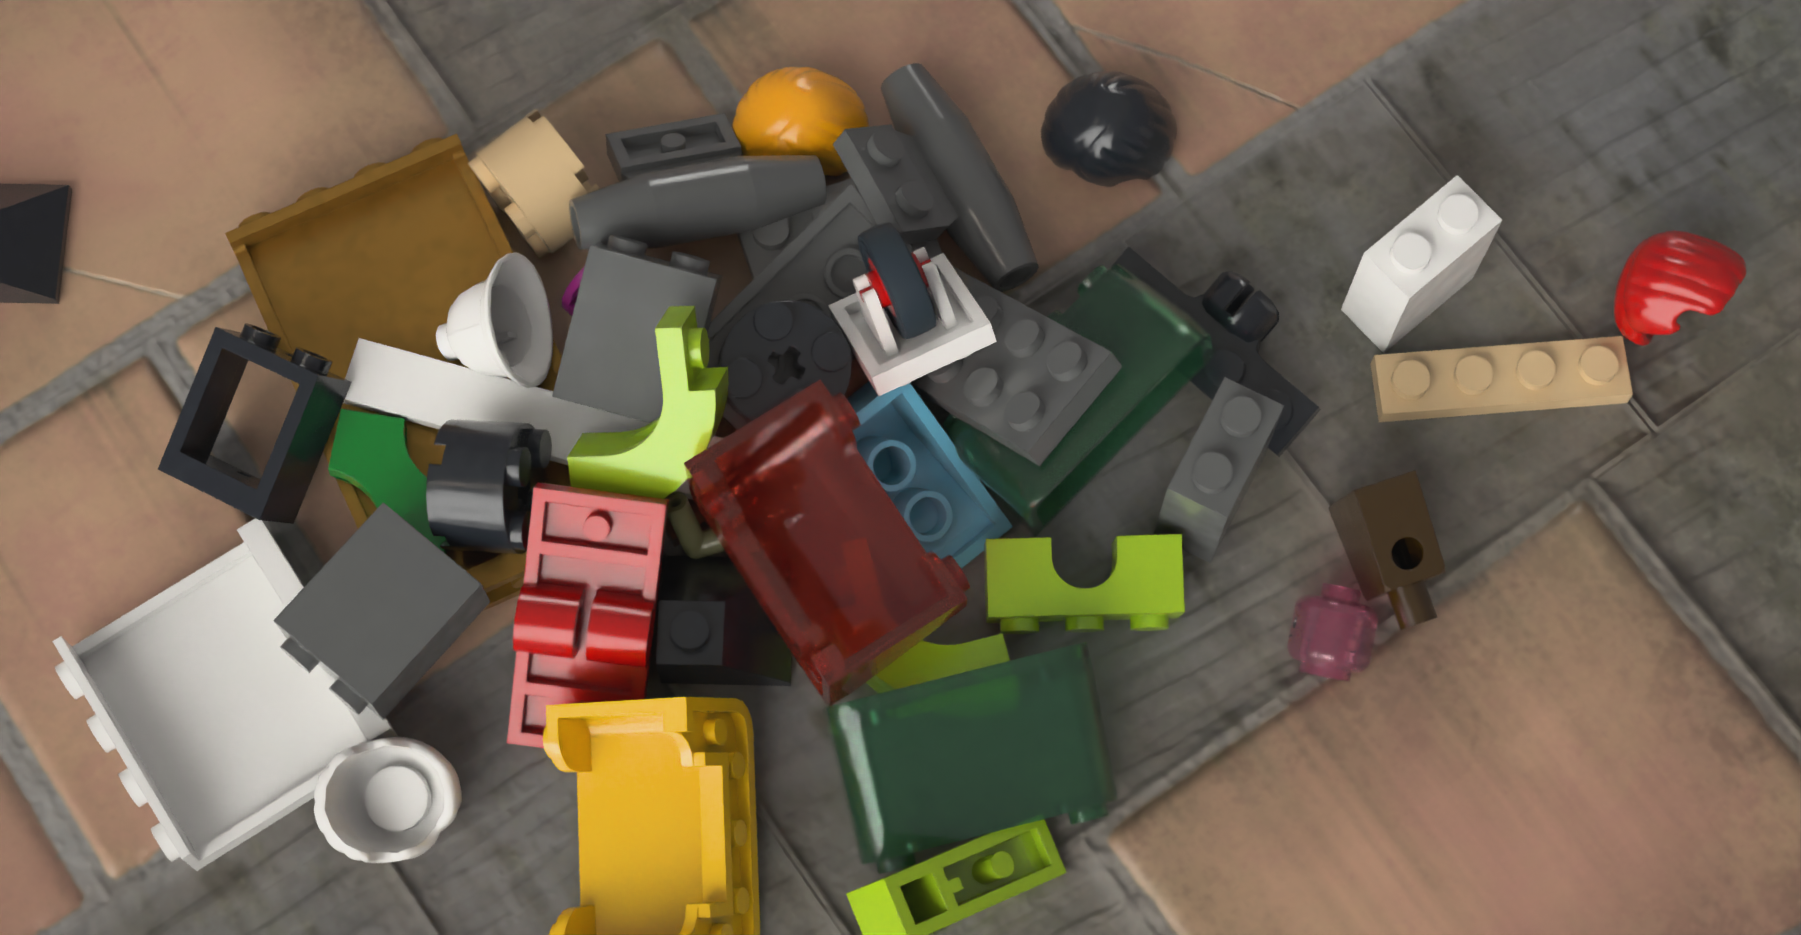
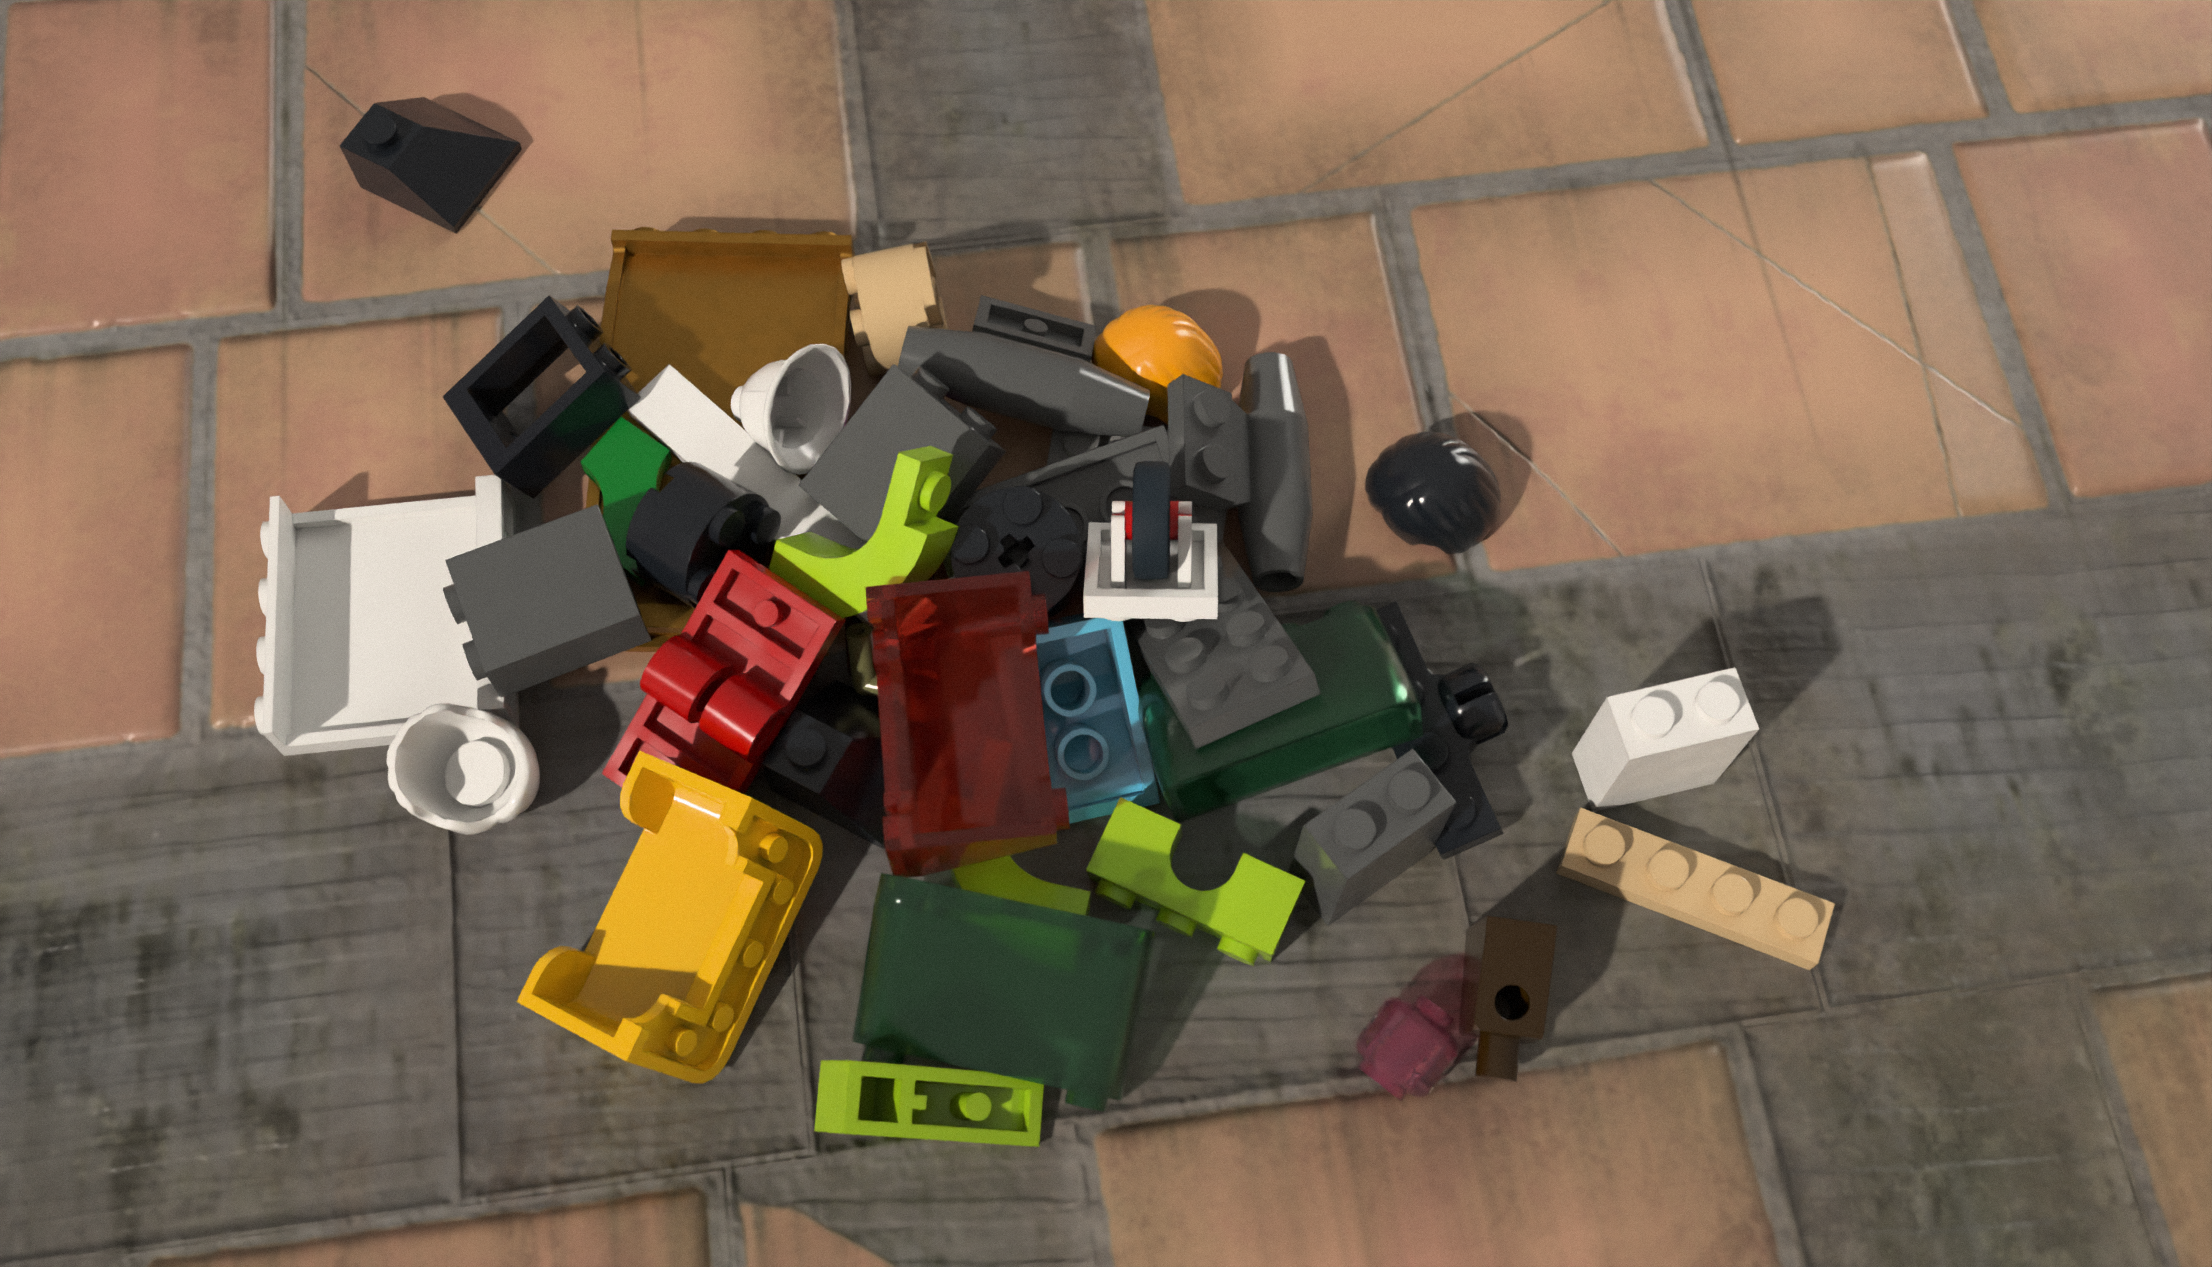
camera: 25 degrees right, 5 degrees down
(1672, 276) = (1909, 865): red piece -> none

